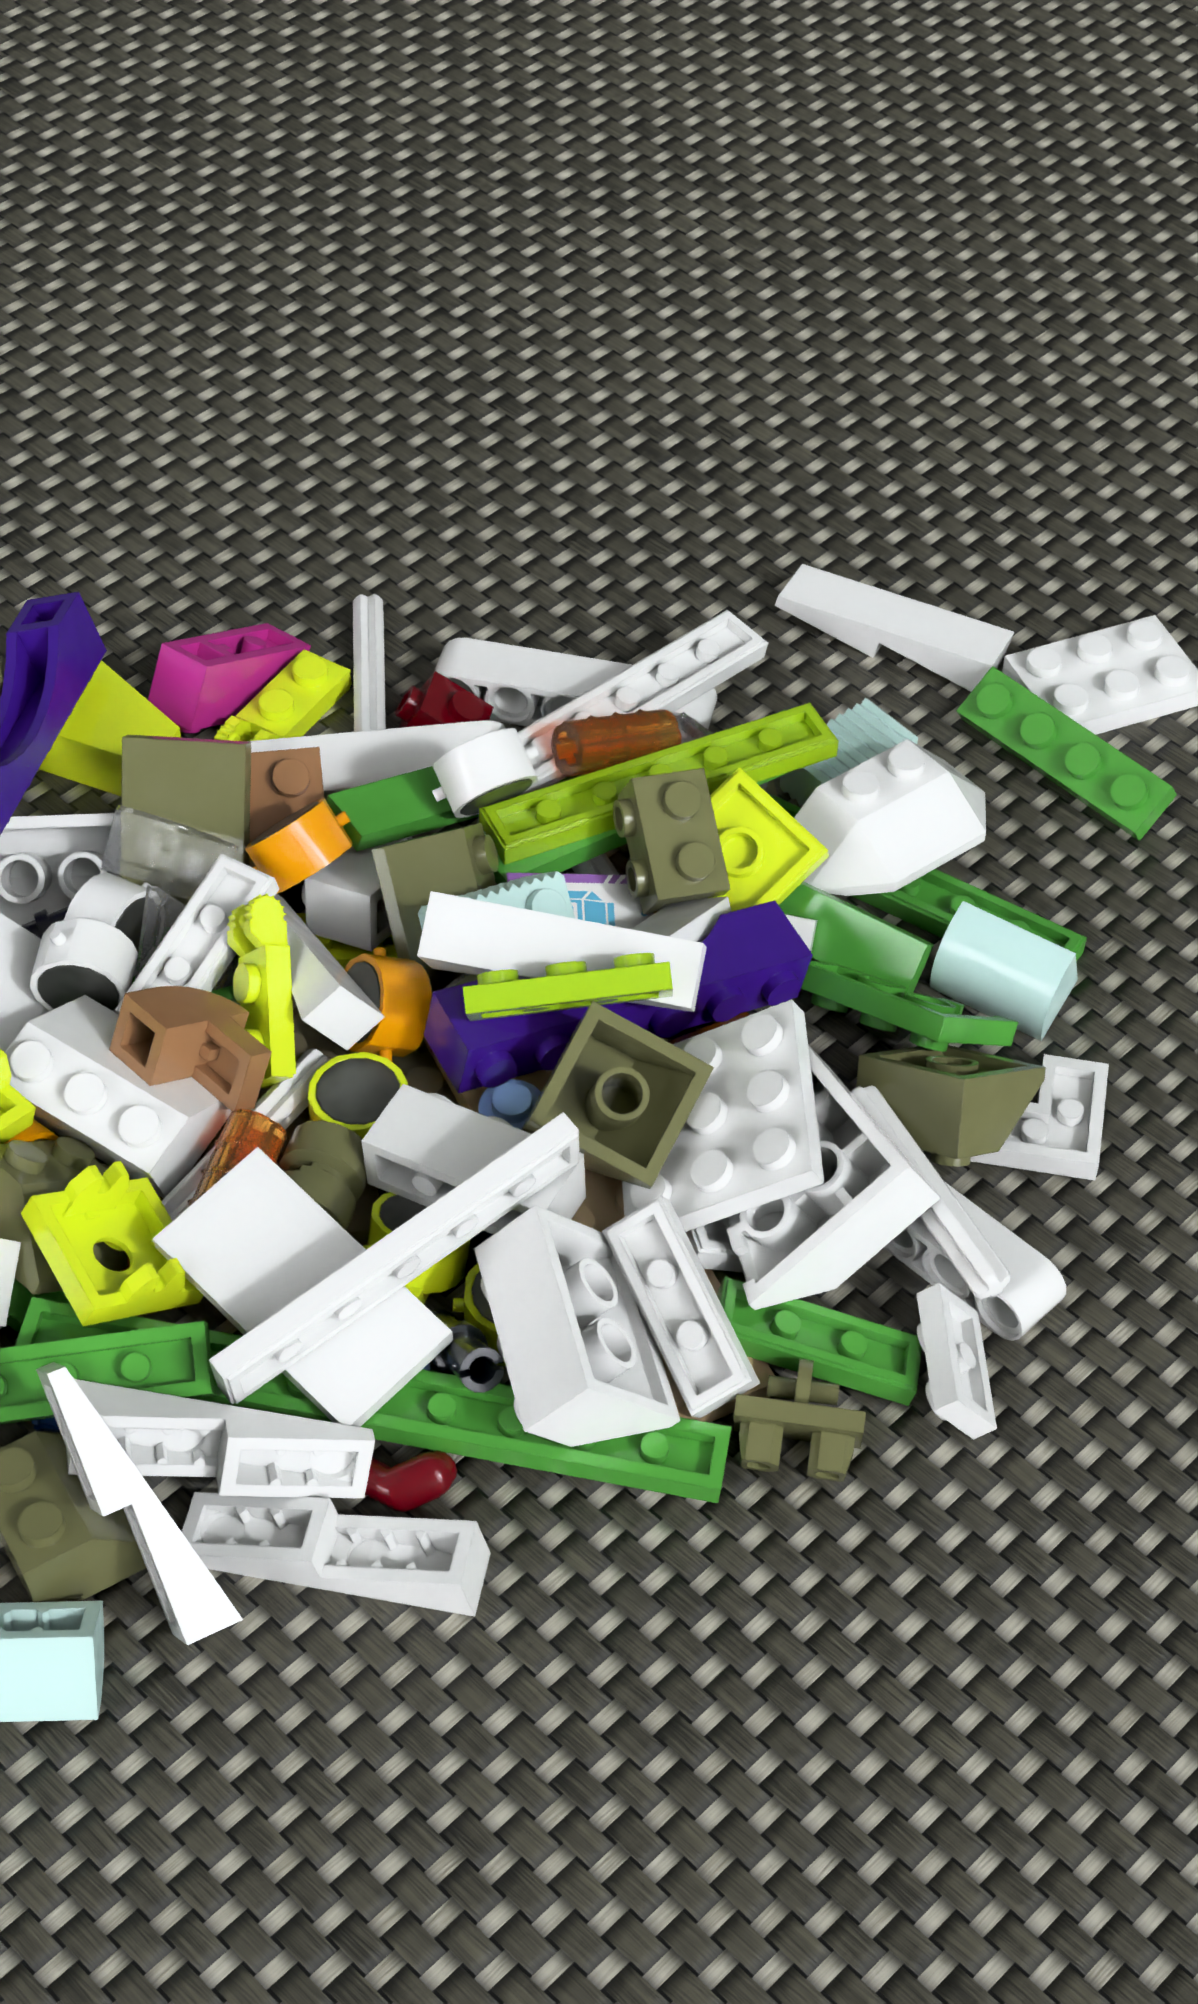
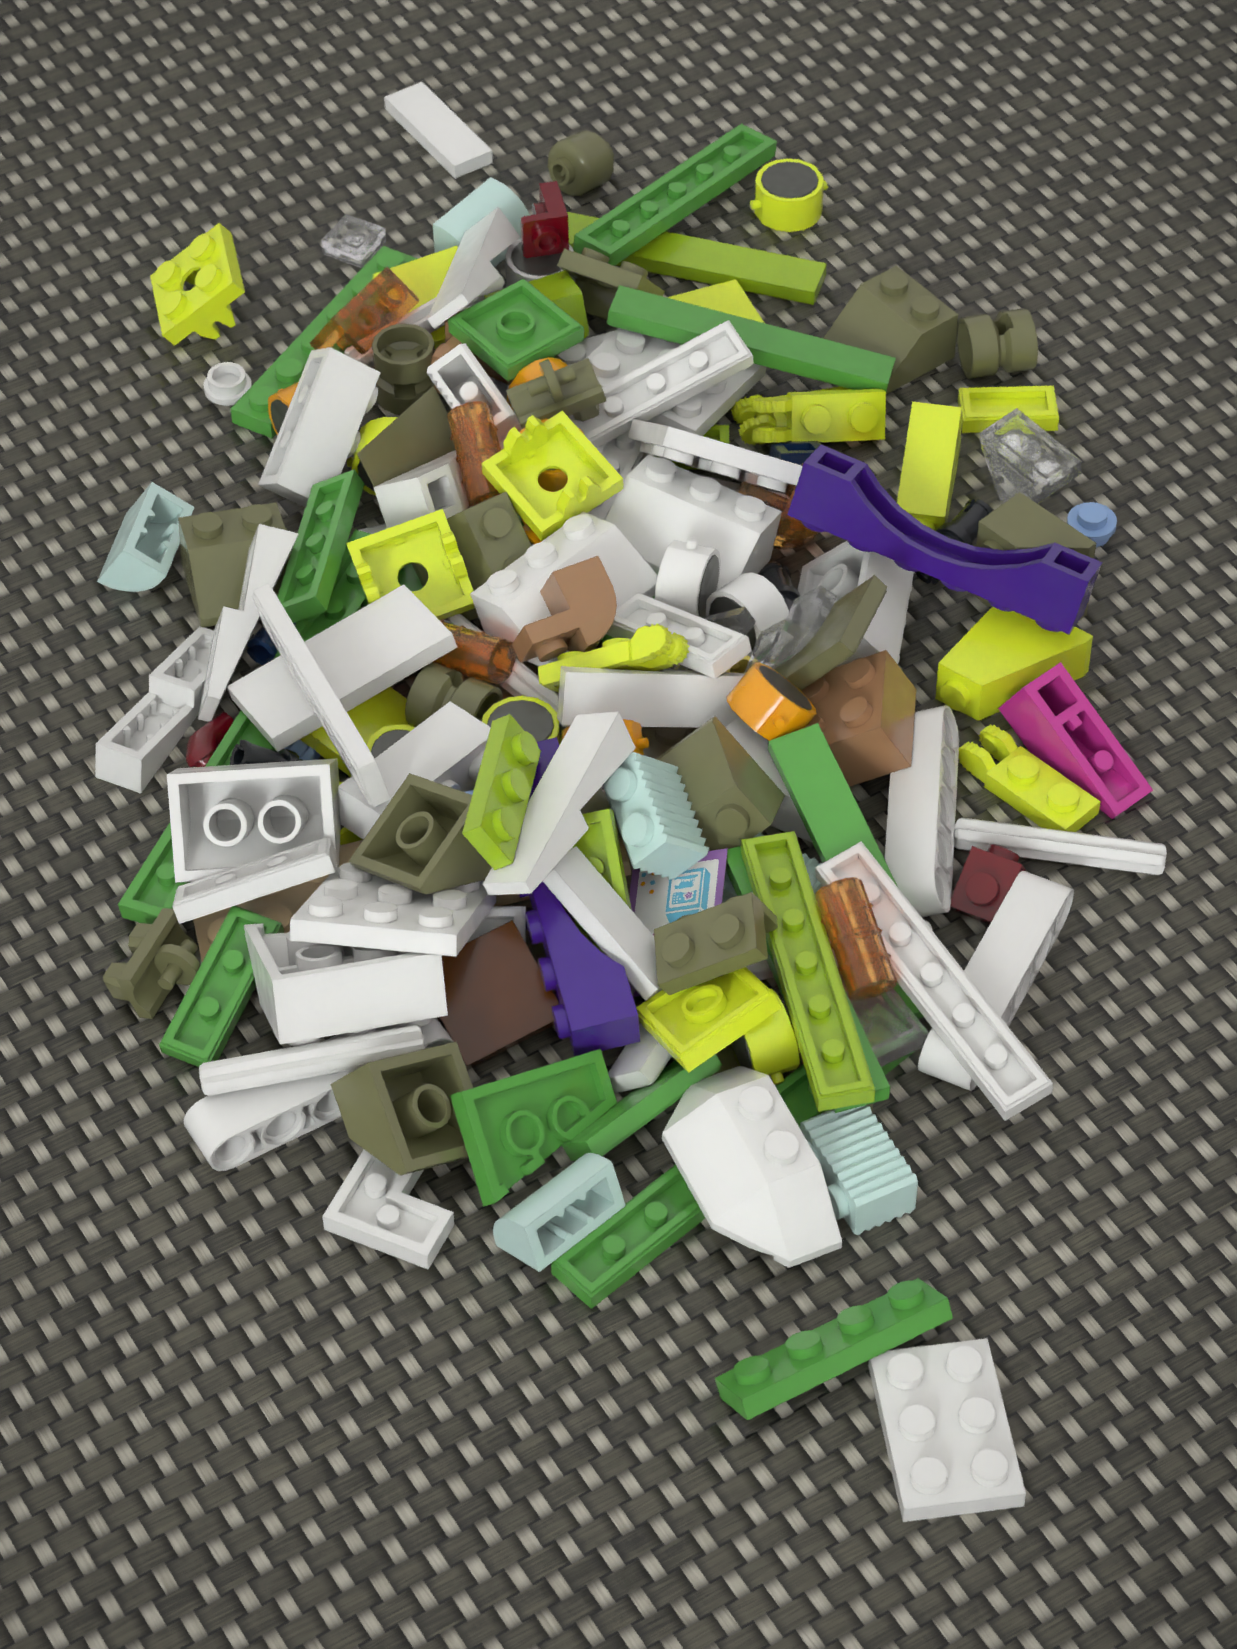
camera: 105 degrees right, 0 degrees up
(111, 1481) = (206, 550): white slope -> none
(485, 772) = (811, 821): white piece -> none
(873, 617) = (1046, 1254): white slope -> none
(955, 1361) = (162, 1069): white plate -> none

